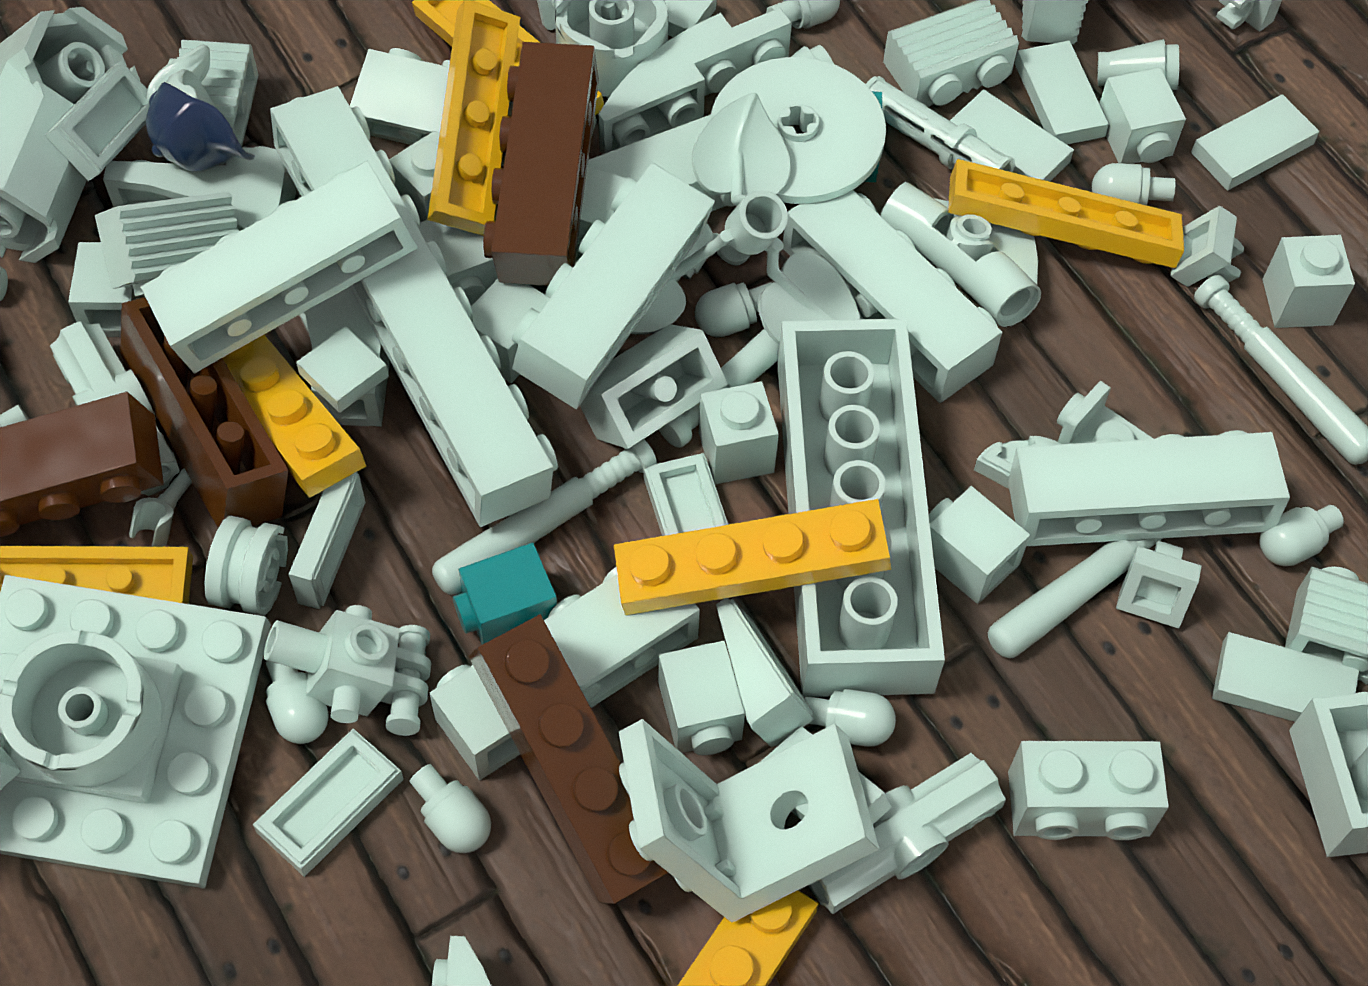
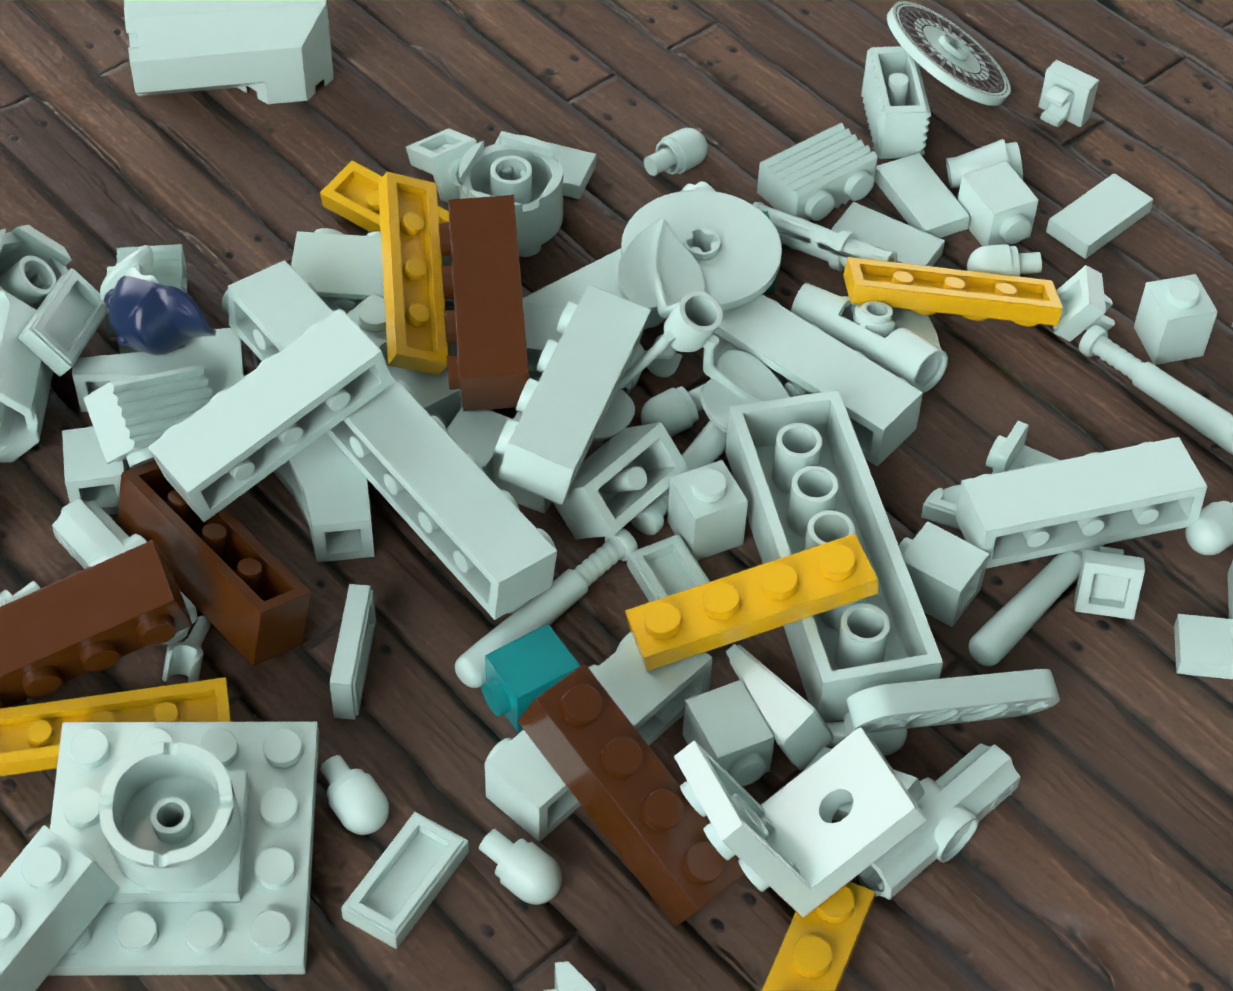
camera: 10 degrees left, 10 degrees down
(245, 565) = (284, 682): light aqua wheel -> none
(296, 421) = (318, 561): yellow plate -> none
(342, 369) = (338, 502): light aqua tile -> none
(358, 665) = (409, 753): light aqua piece -> none
(674, 79) = (583, 219): light aqua slope -> none
(948, 702) = (952, 700): none -> light aqua beam
(1087, 789) = (1089, 757): light aqua brick -> none

